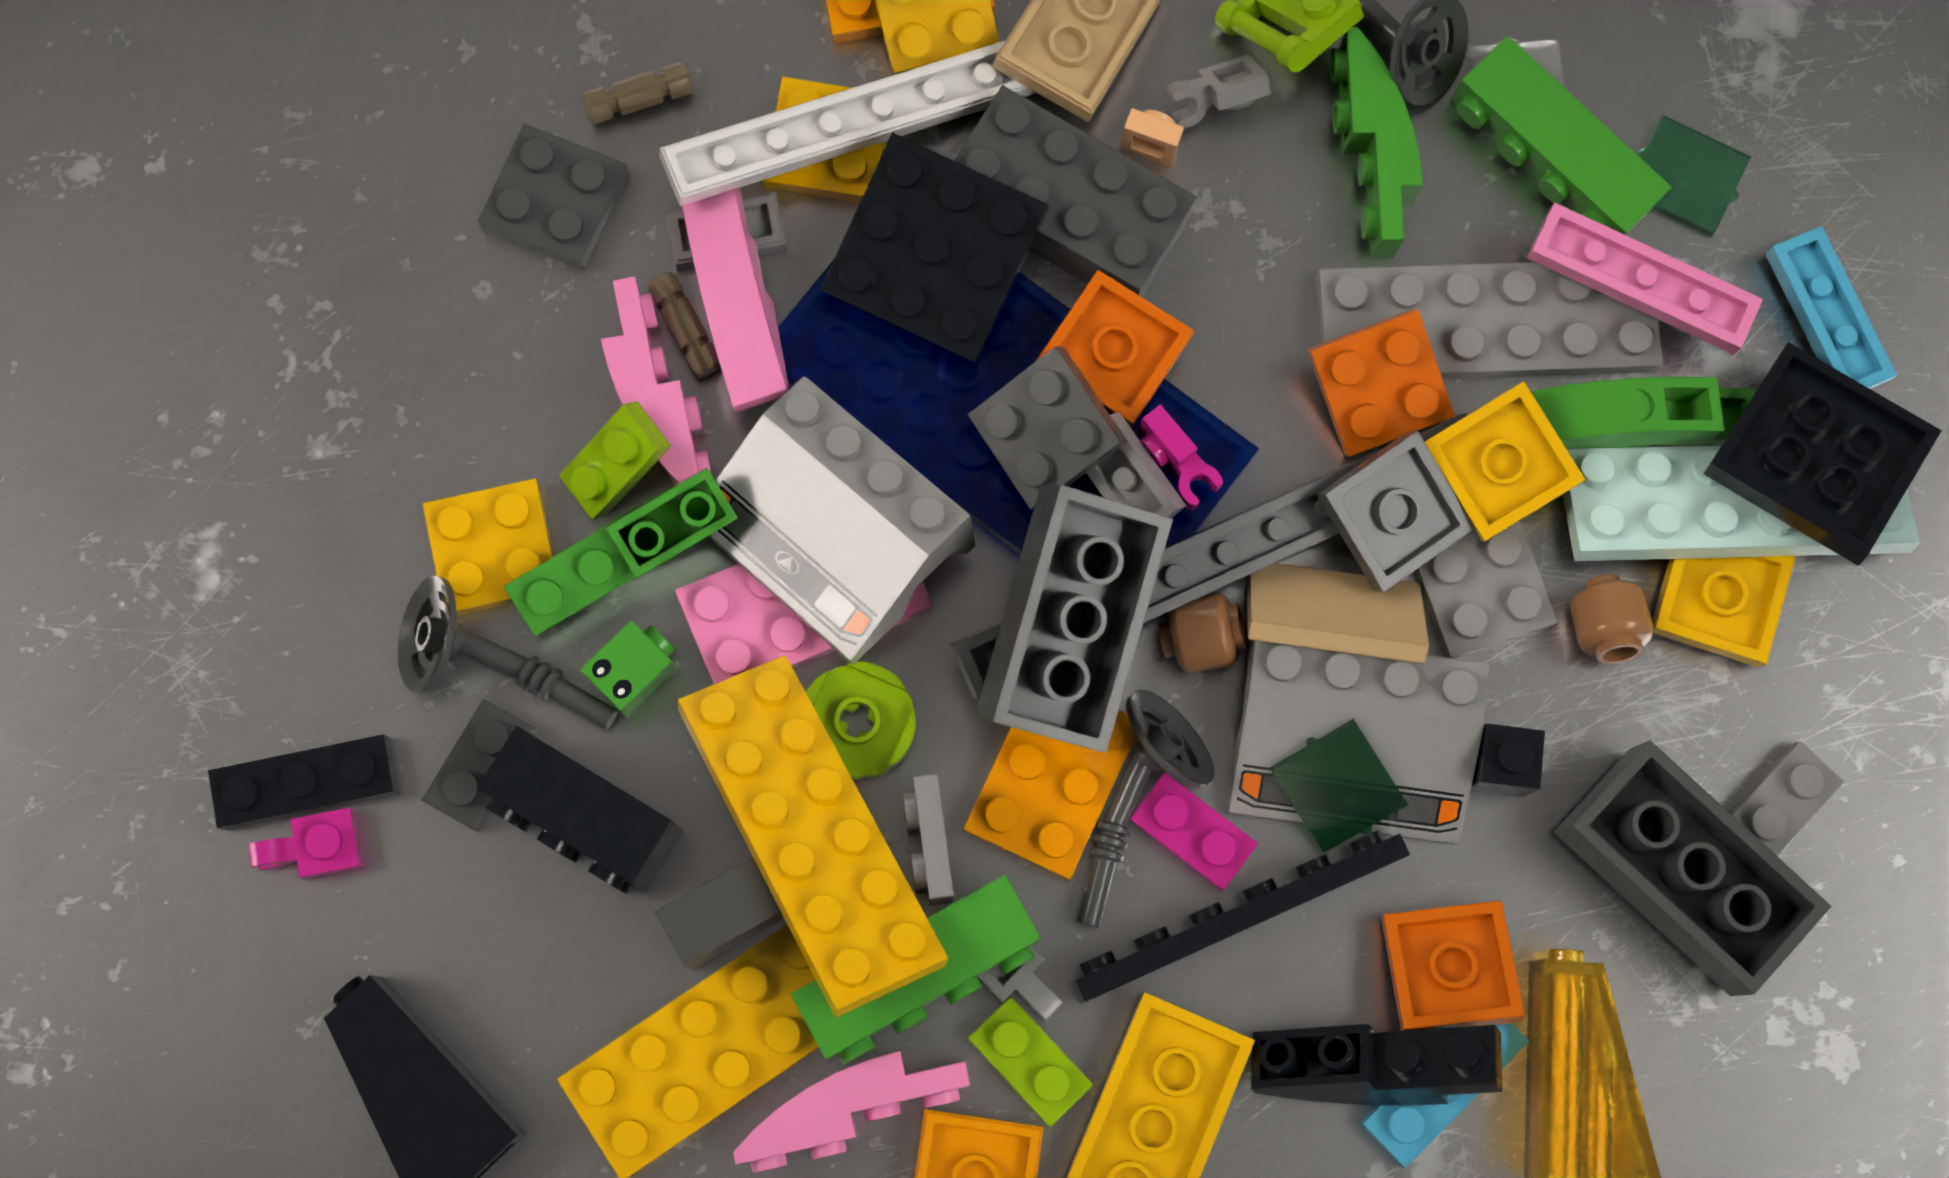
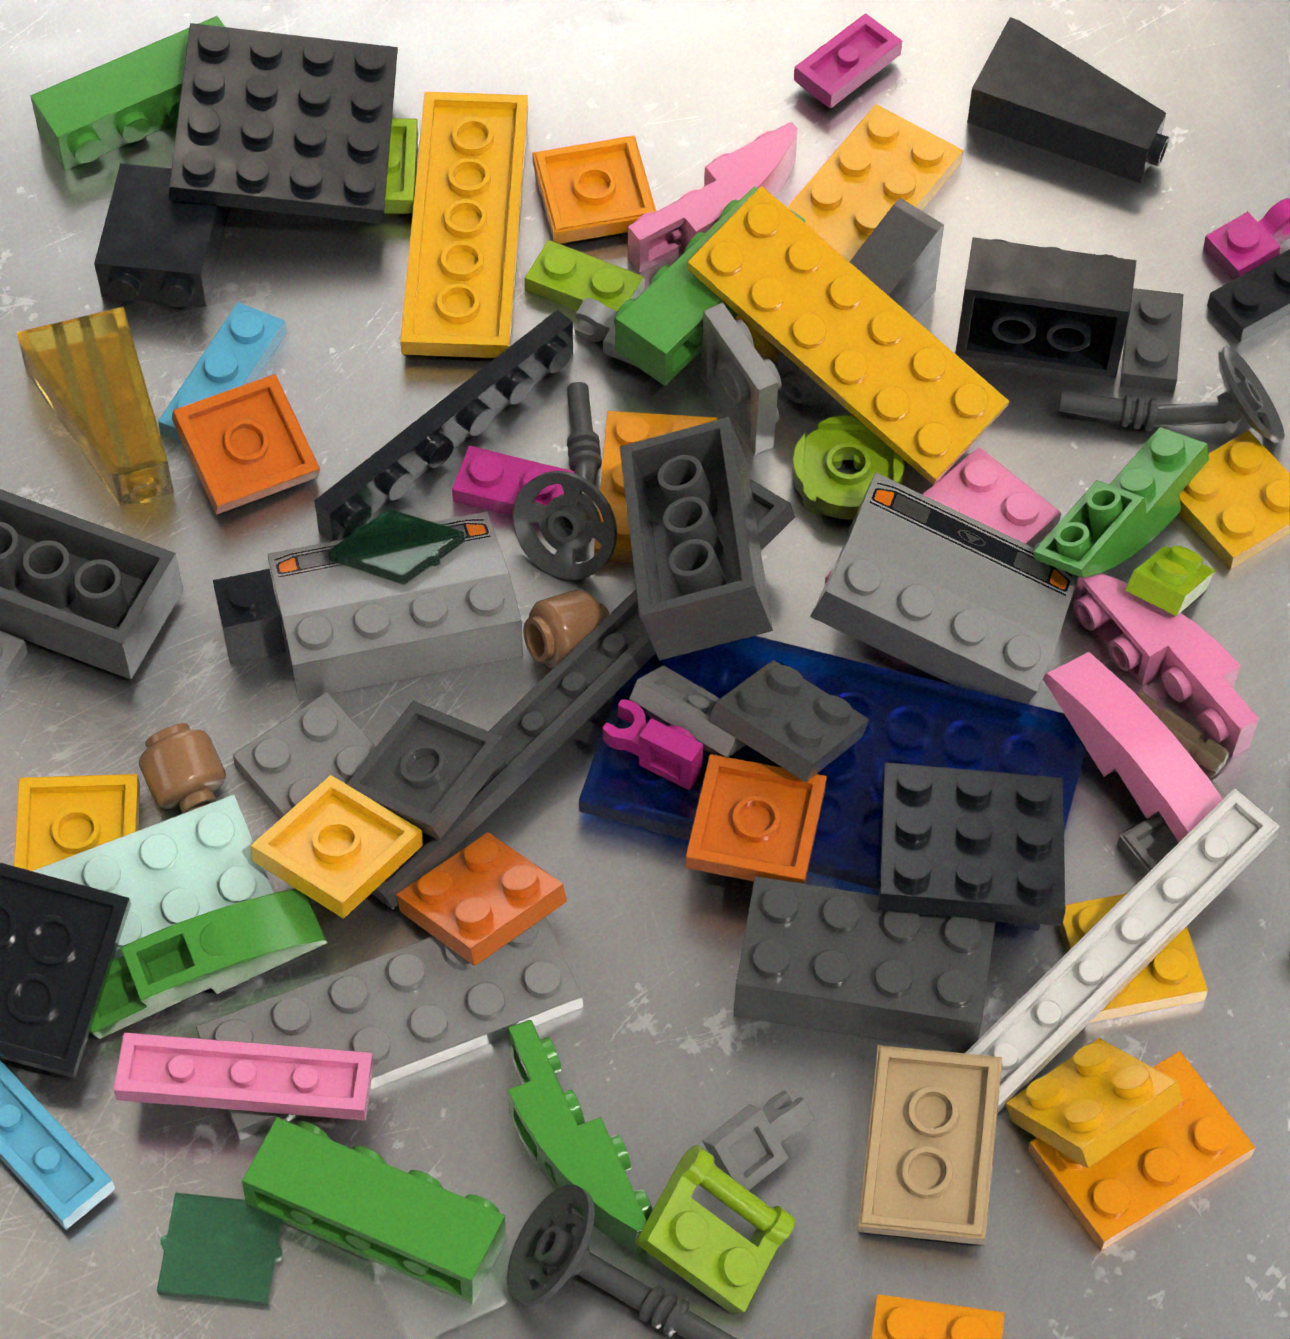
camera: 165 degrees right, 20 degrees down
(631, 667) = (1065, 436): bright green brick -> none
(1152, 136) = (807, 1061): light nougat plate -> none
(1336, 613) = (458, 665): tan tile -> none
(1377, 1068) = (296, 350): black slope -> none

